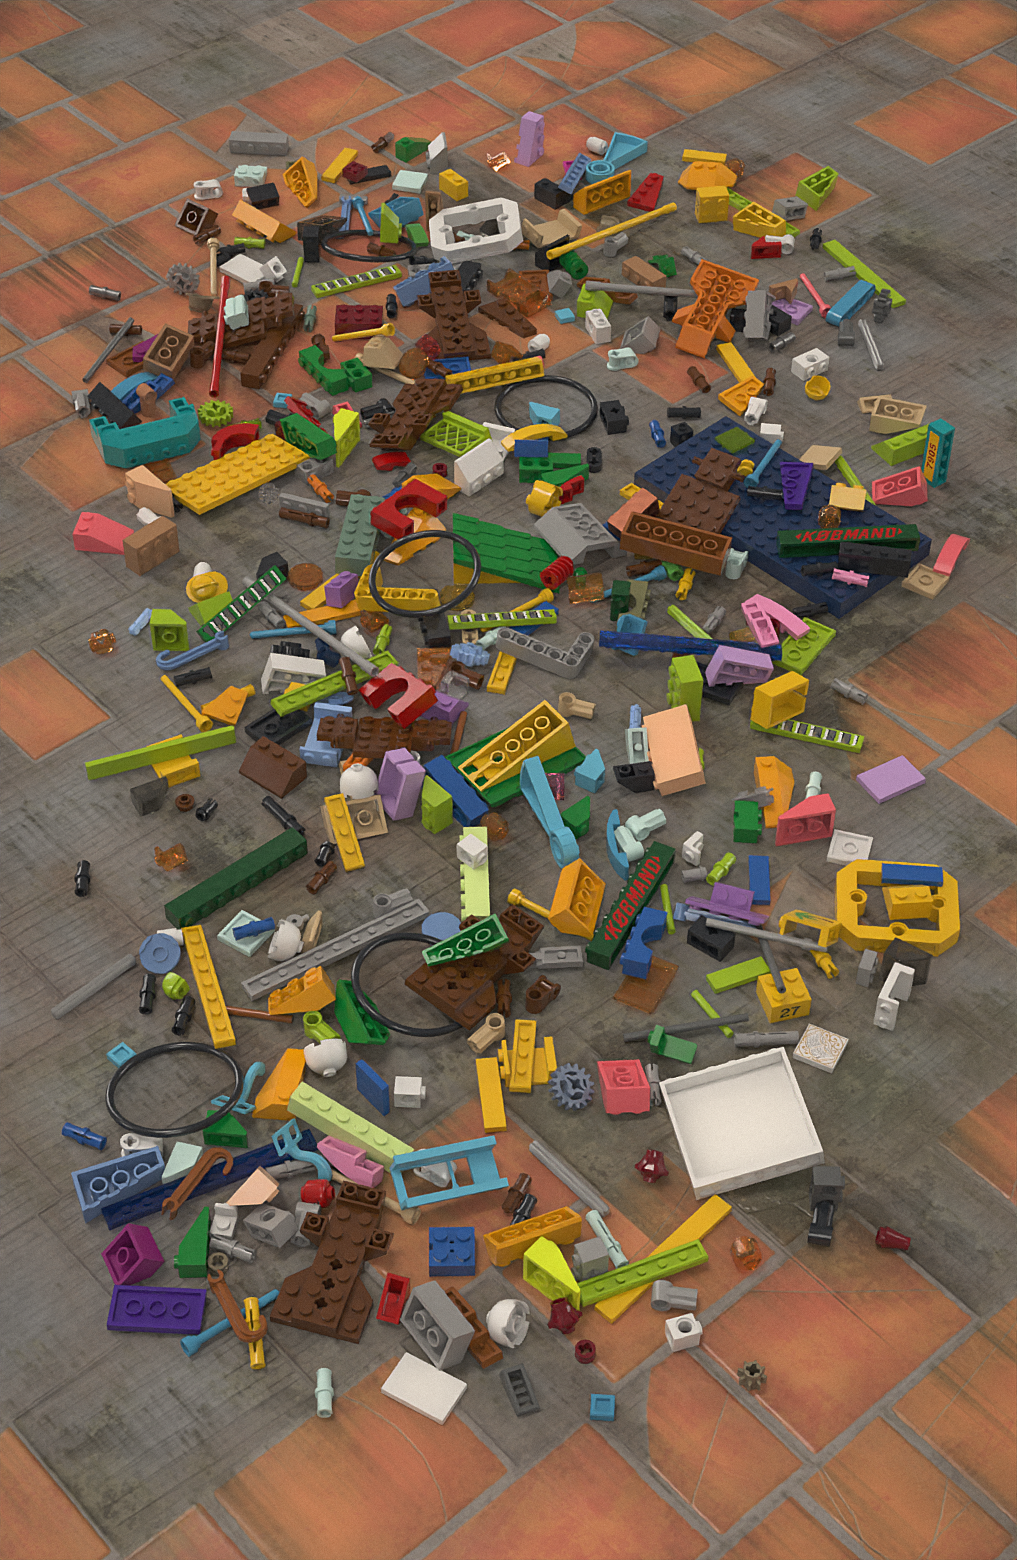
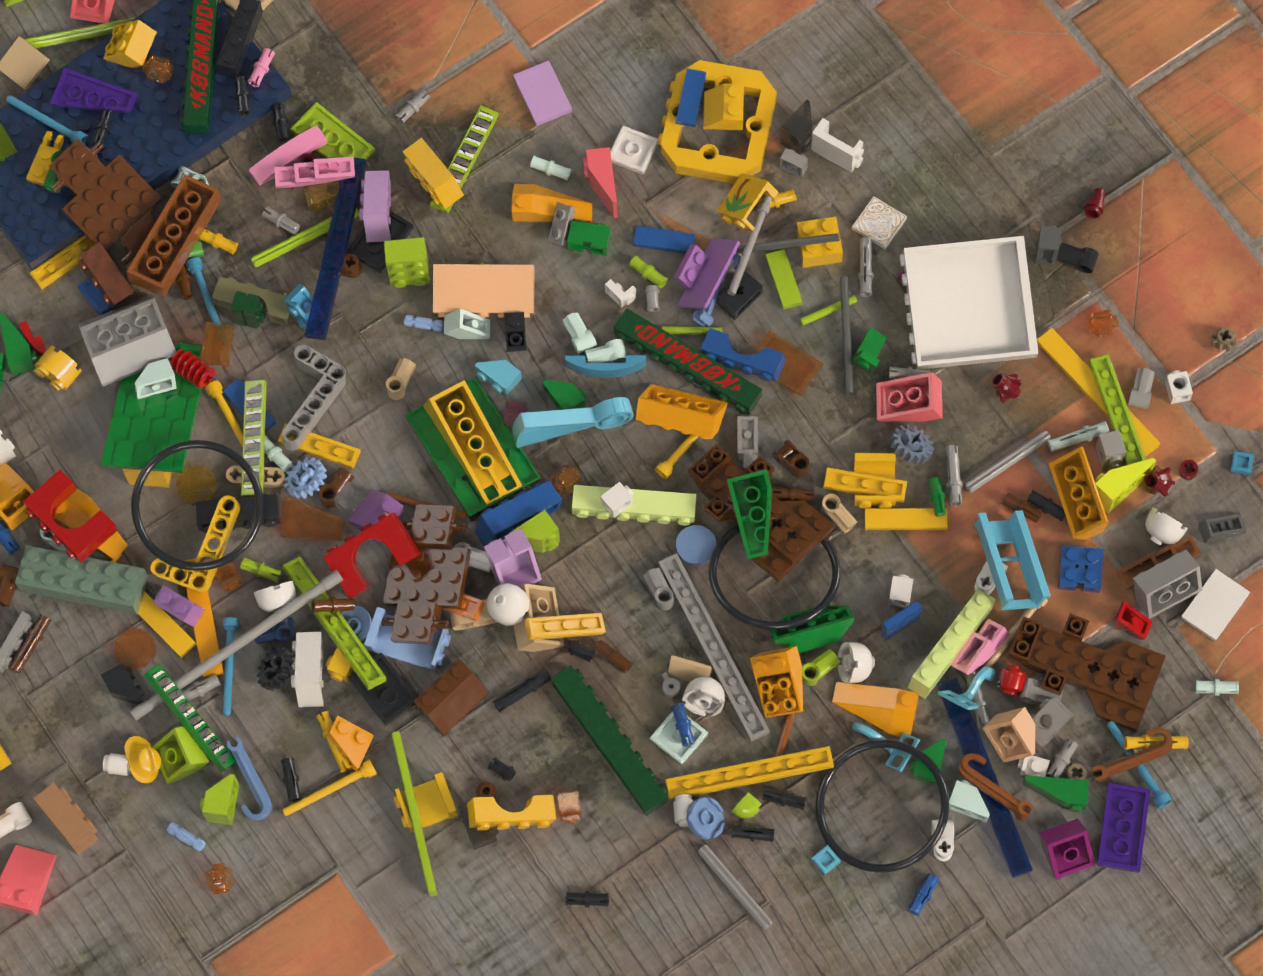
camera: 80 degrees left, 25 degrees up
(116, 1180) = (986, 862): medium blue wedge -> none
(157, 787) = (486, 813): none -> yellow arch
(516, 1114) = (936, 496): none -> green axle
(542, 549) = (155, 379): none -> light aqua slope
(543, 1130) = (953, 470): none -> light grey pin

